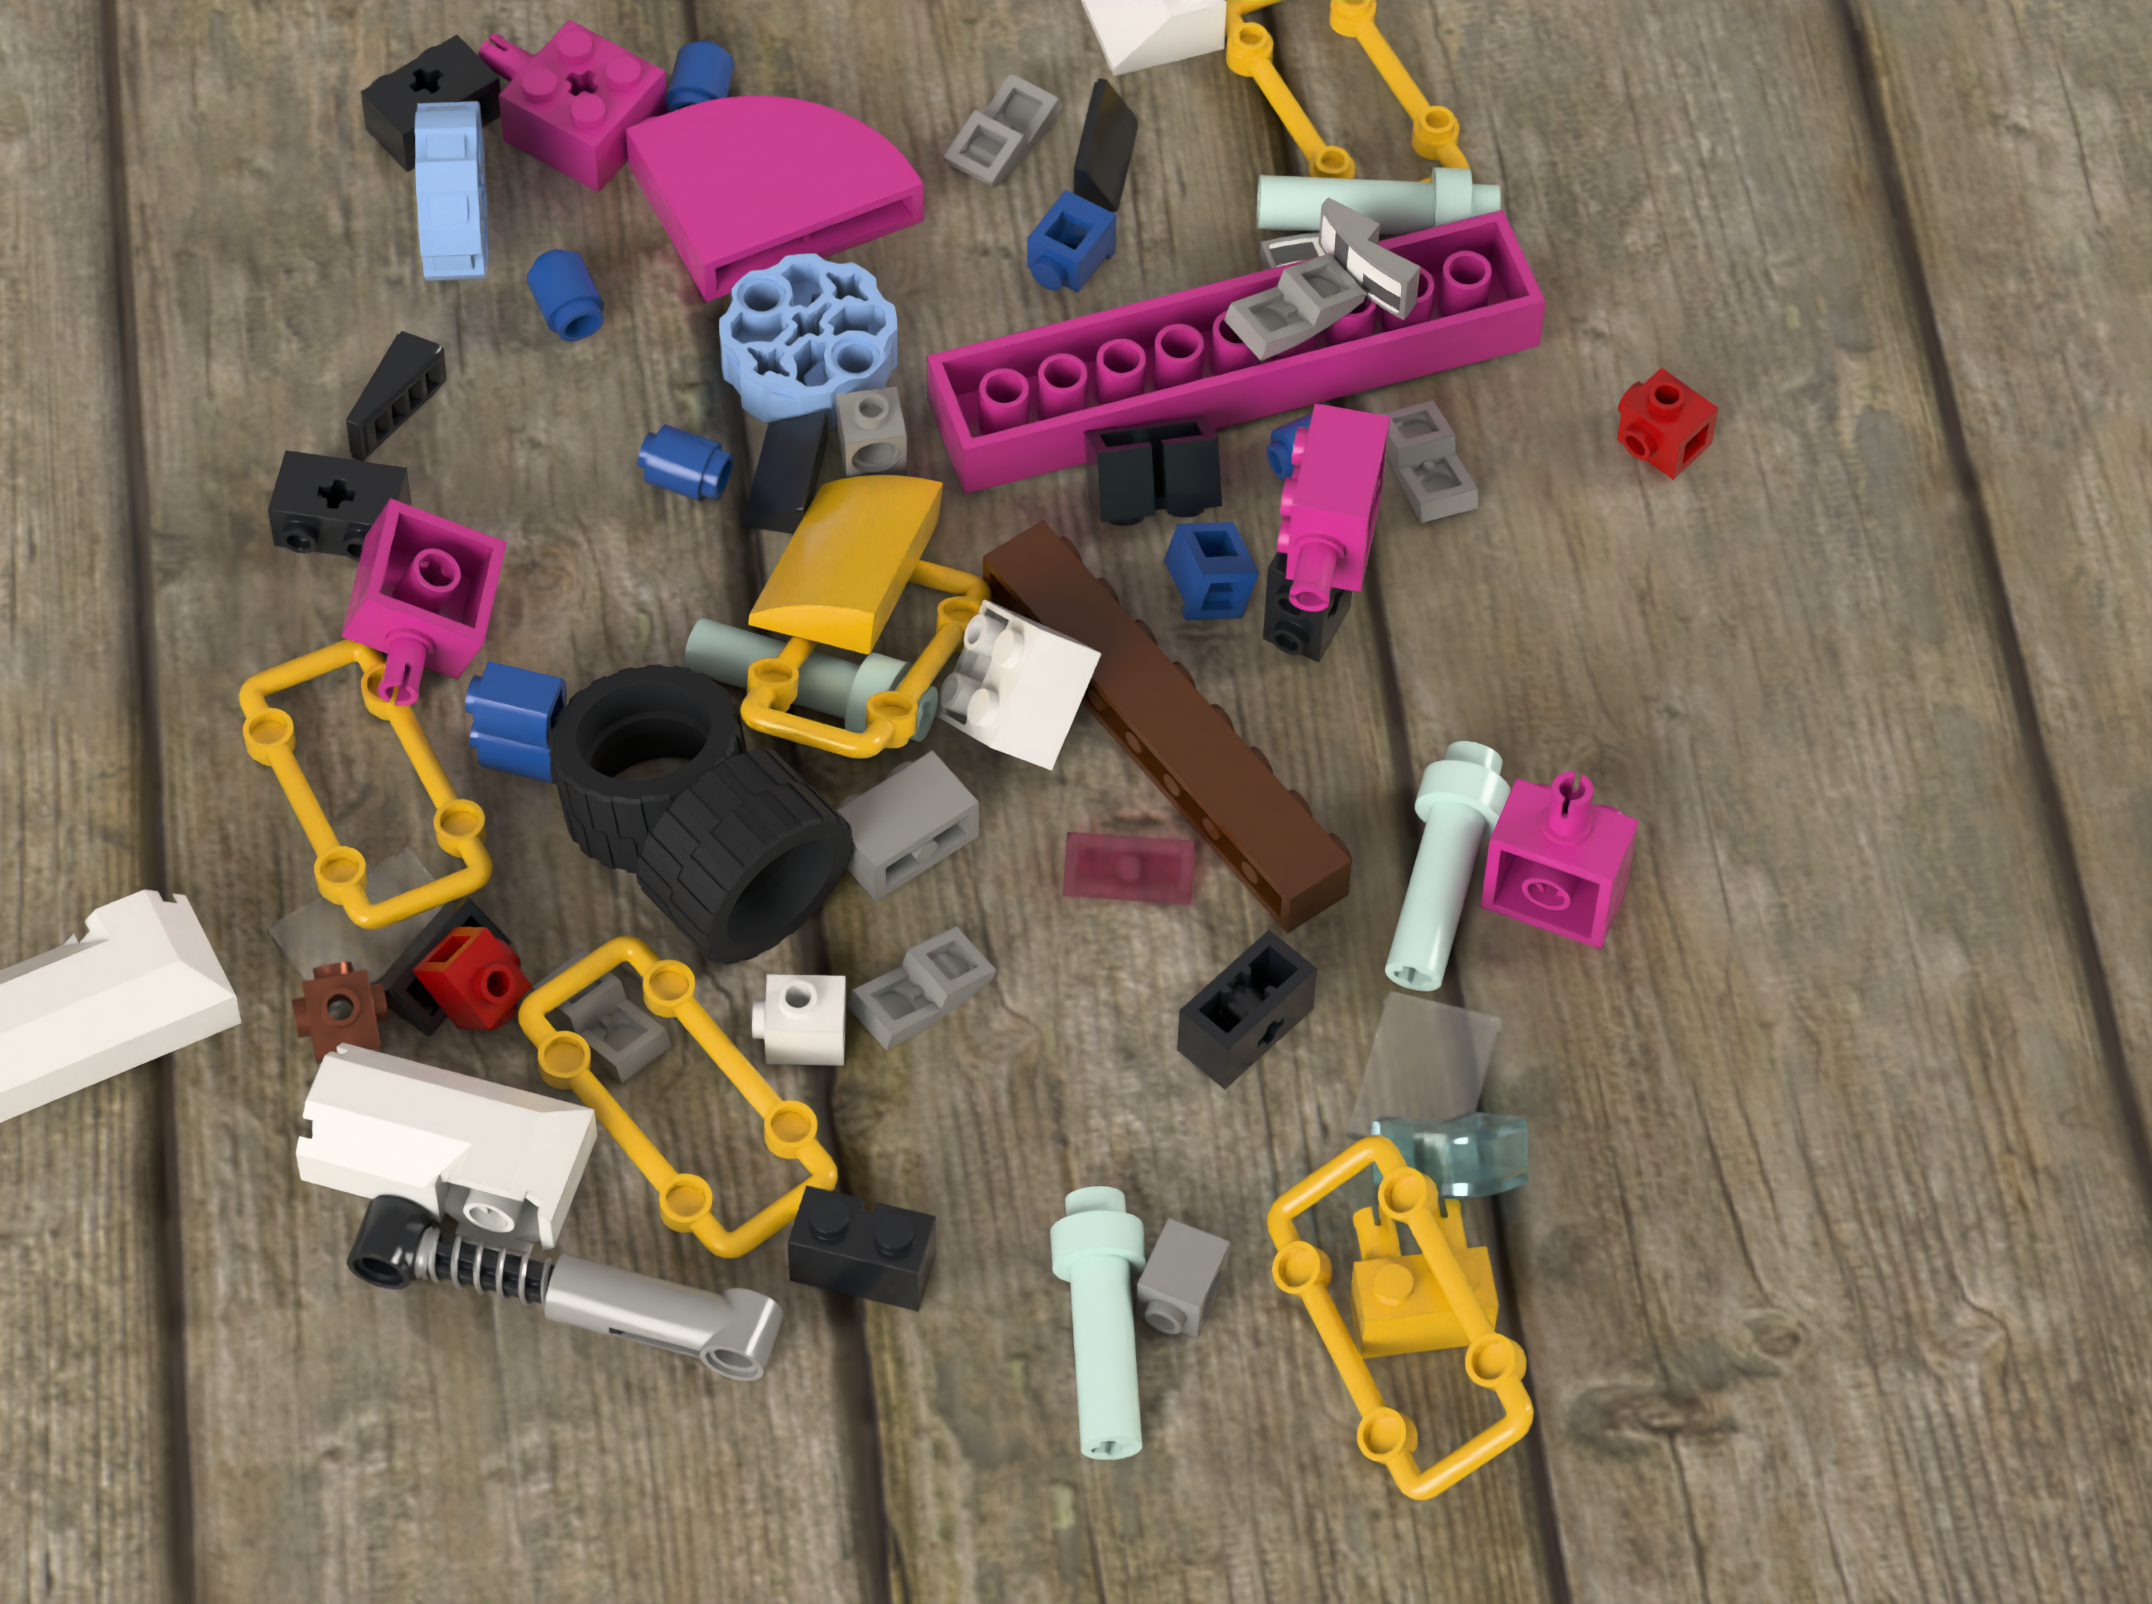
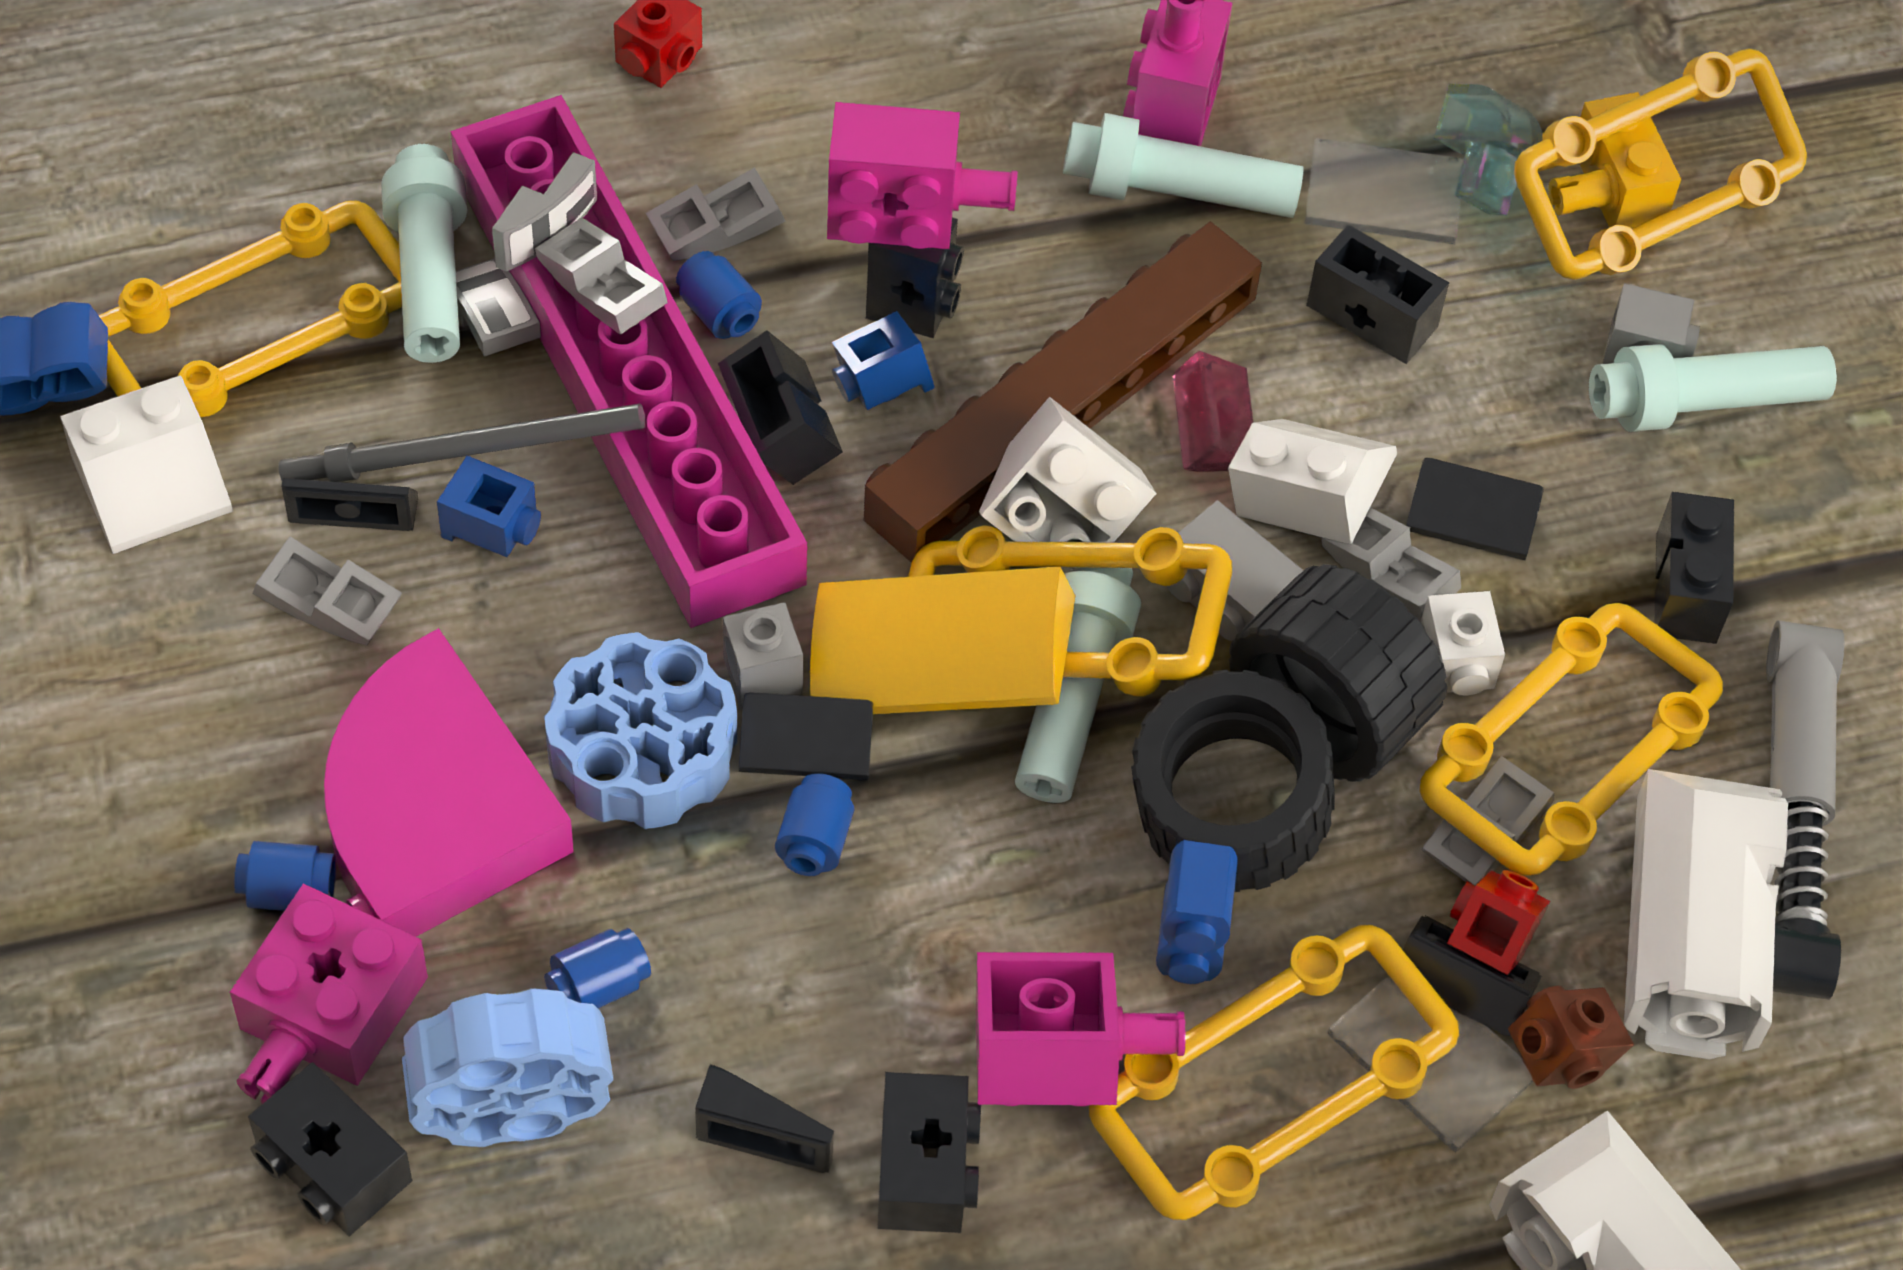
camera: 100 degrees left, 0 degrees up
(974, 1074) = (1475, 508): none -> black slope
(1028, 914) = (1308, 478): none -> white slope
(1140, 148) = (346, 461): none -> dark grey bar

